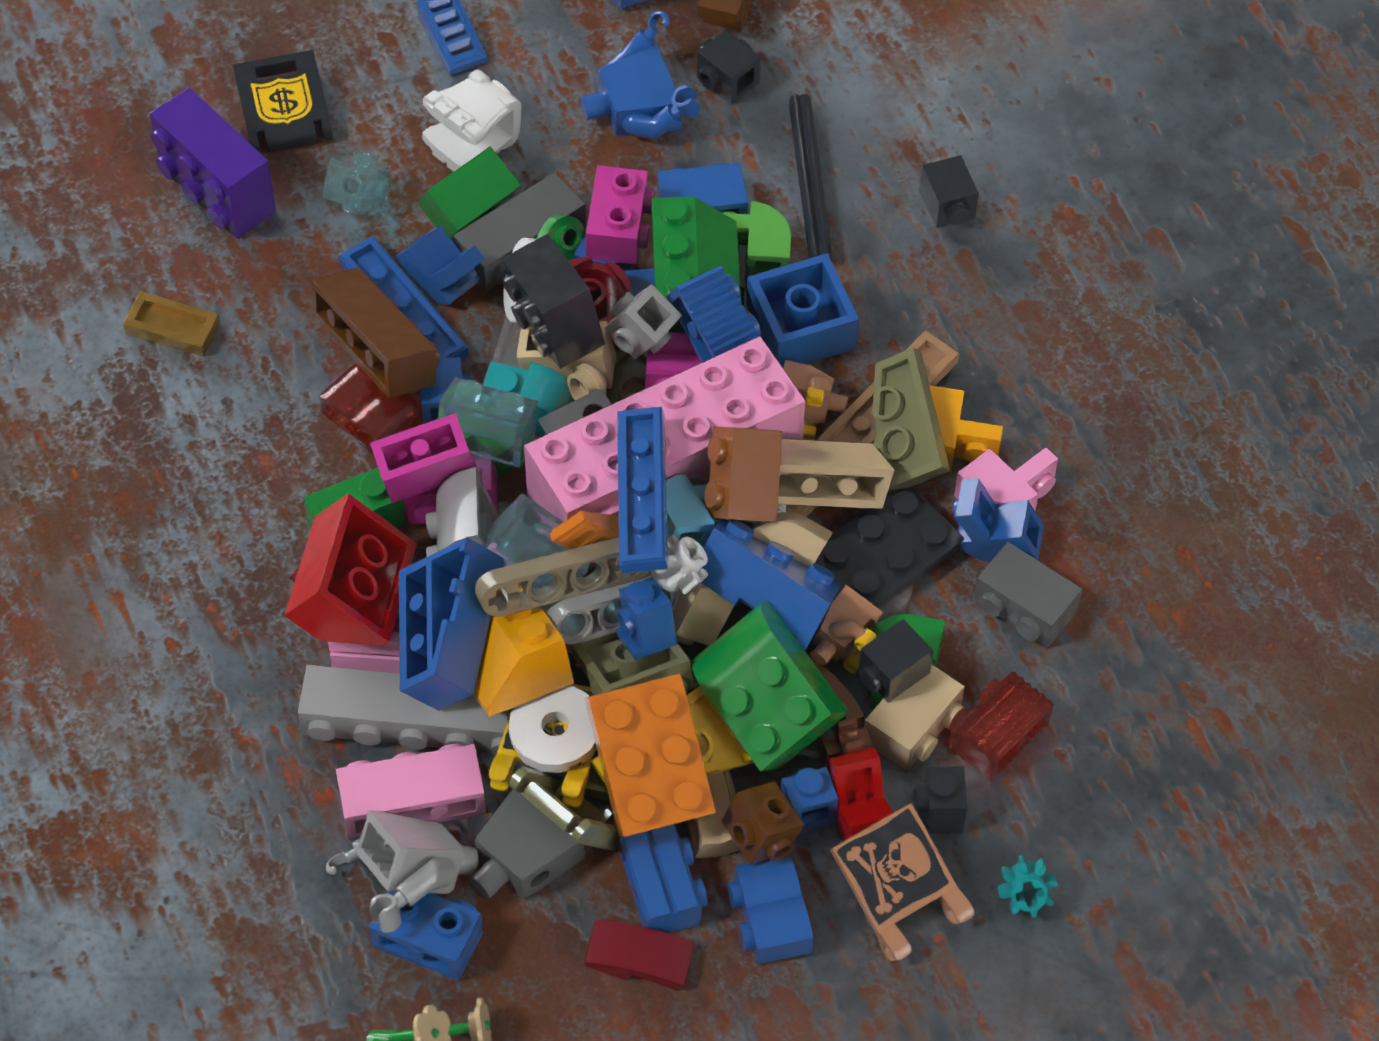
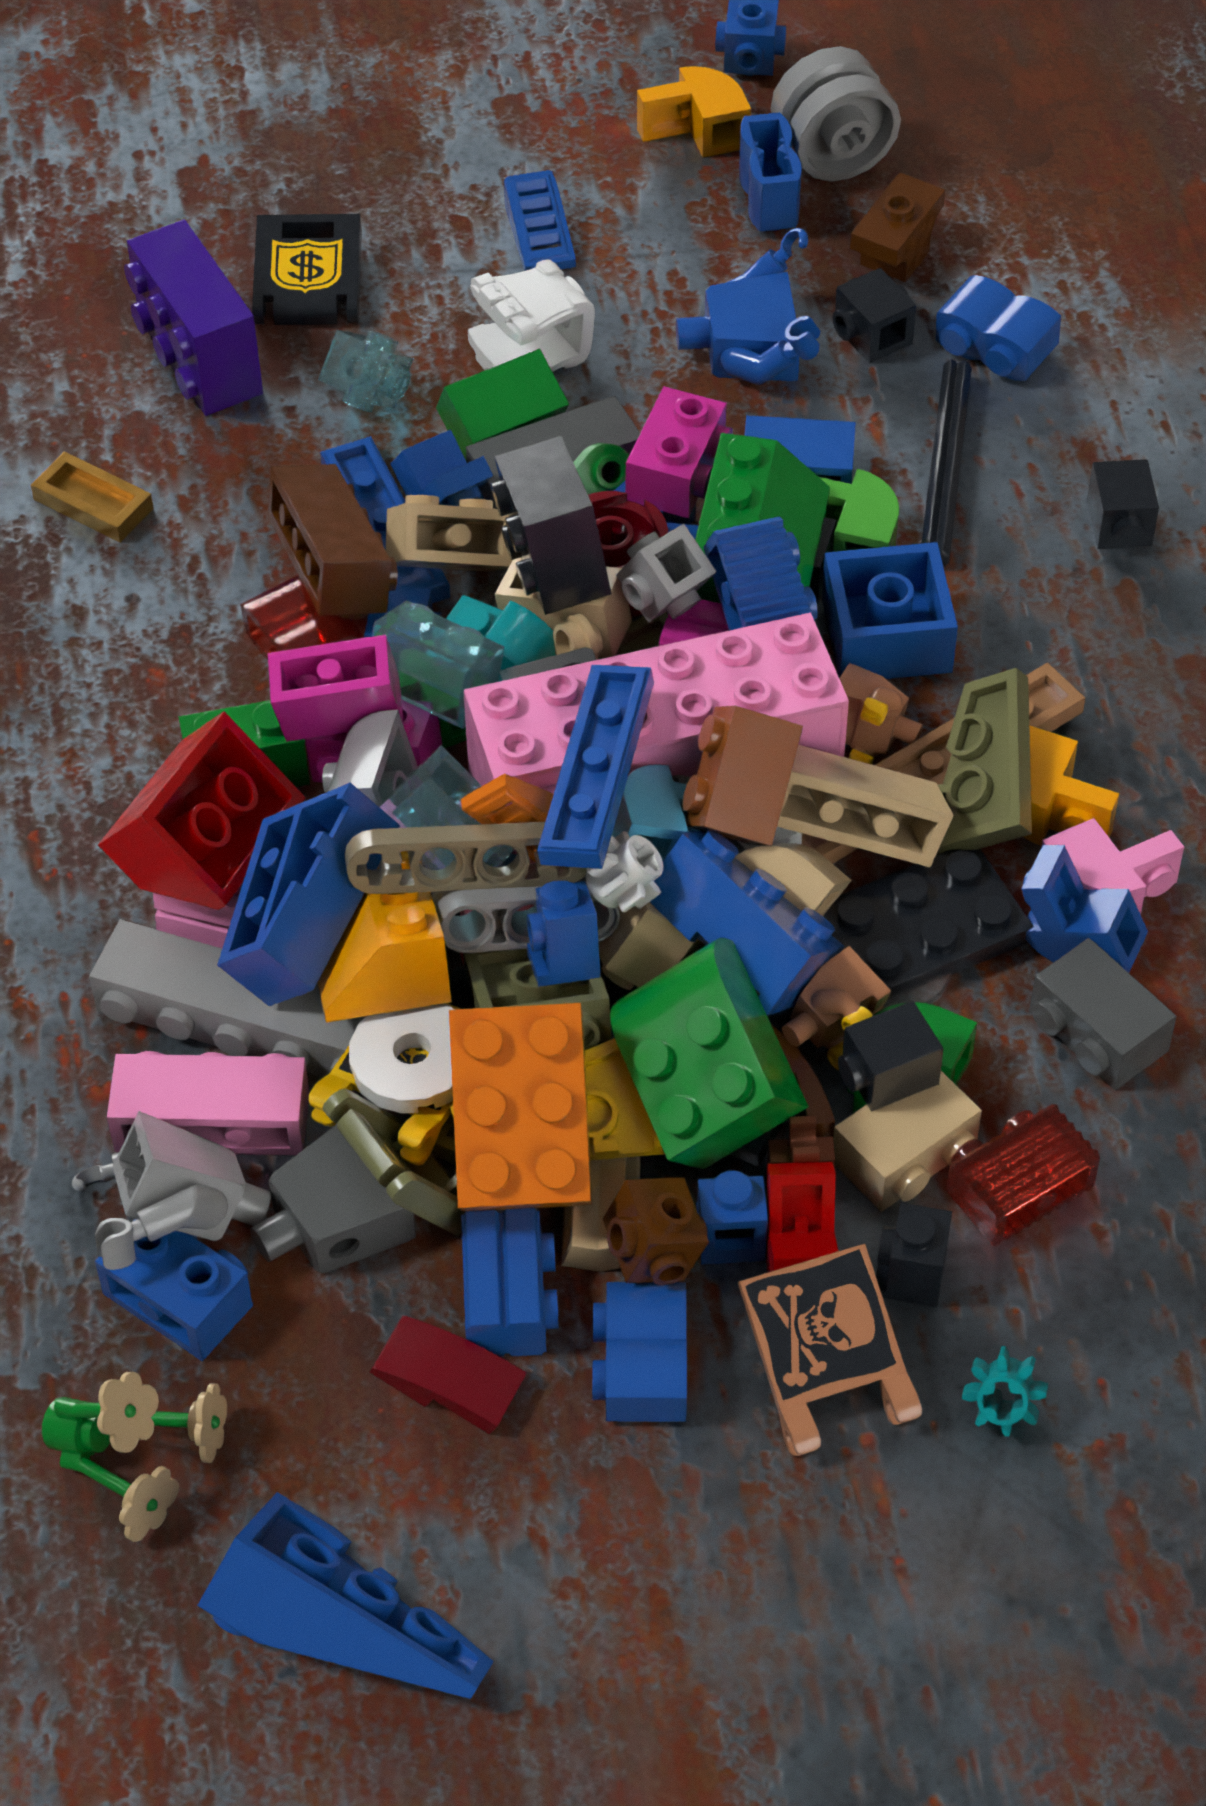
camera: 15 degrees right, 5 degrees down
(465, 313) = (447, 536): none -> tan brick
(822, 61) = (998, 328): none -> blue brick

